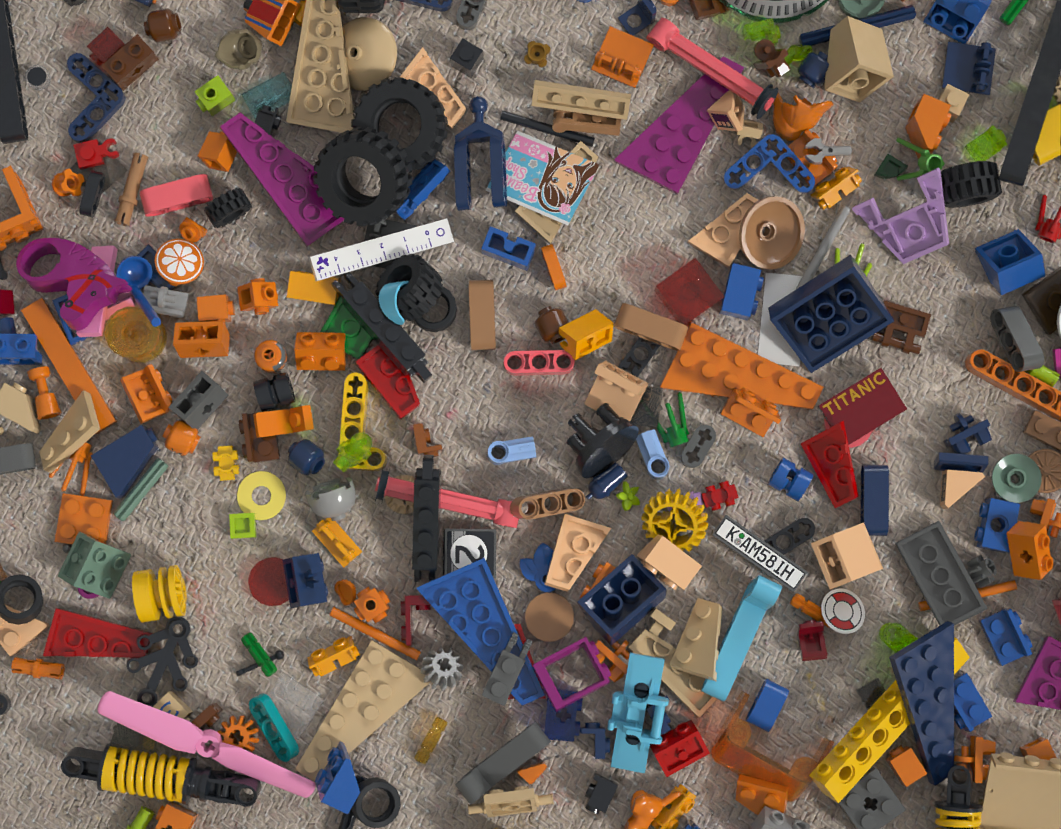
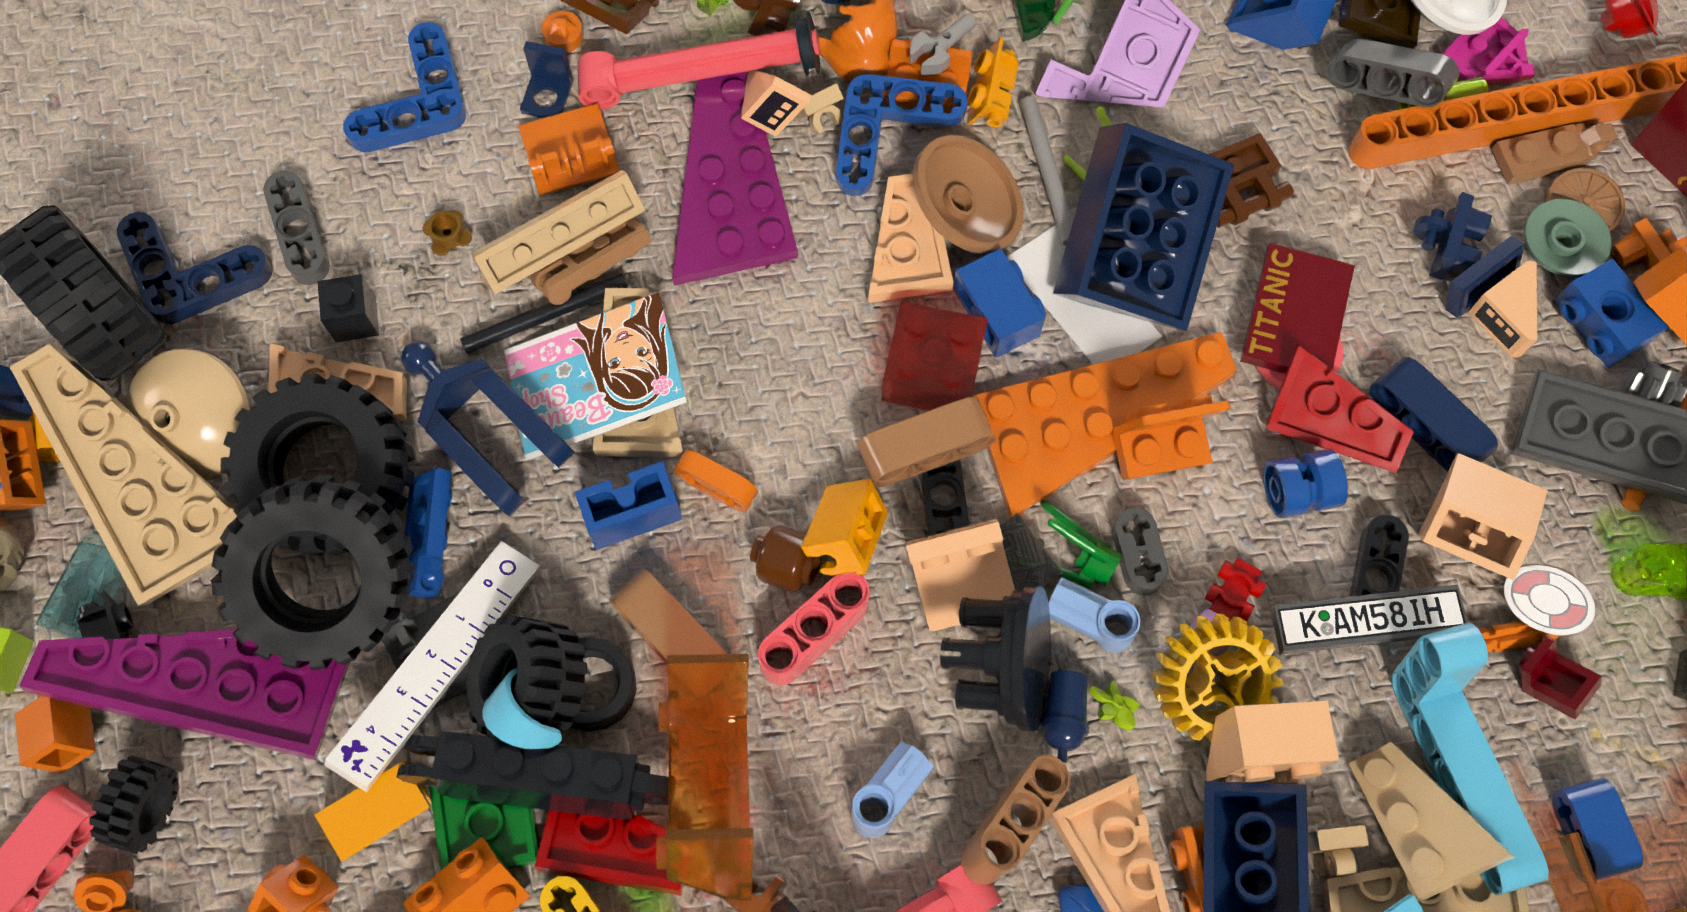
camera: 45 degrees left, 15 degrees down
(445, 386) = (708, 785): none -> clear orange windscreen

